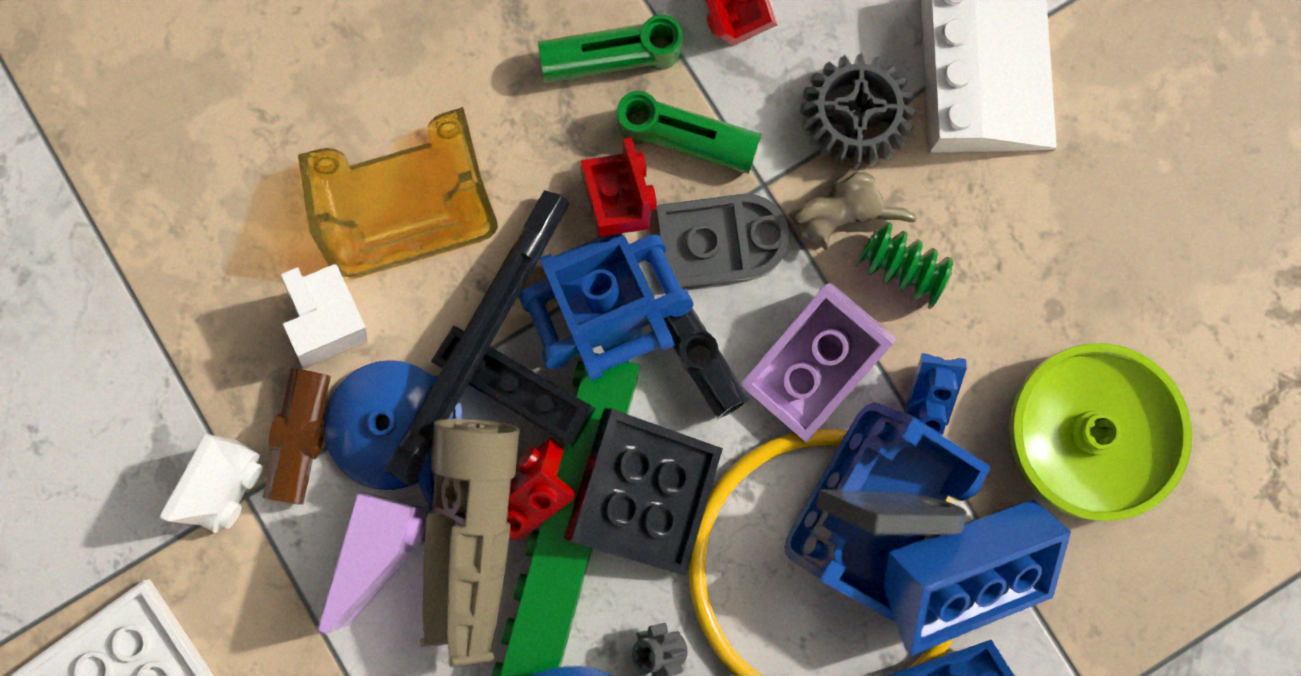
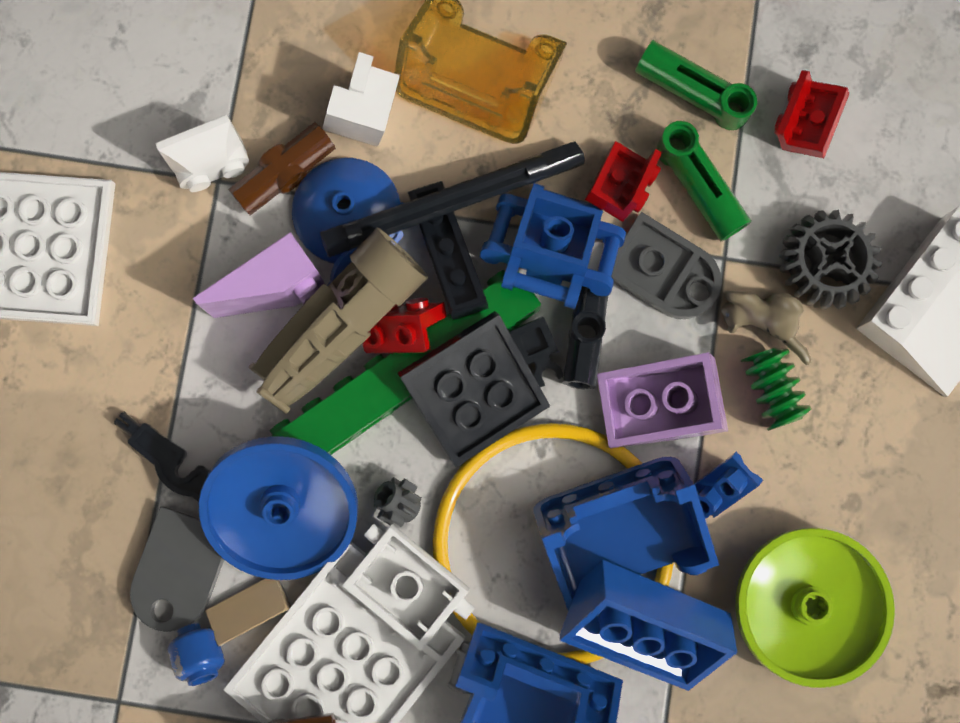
camera: 35 degrees right, 0 degrees up
(664, 404) = (536, 345): none -> black plate
(893, 512) = (628, 536): dark grey tile -> none

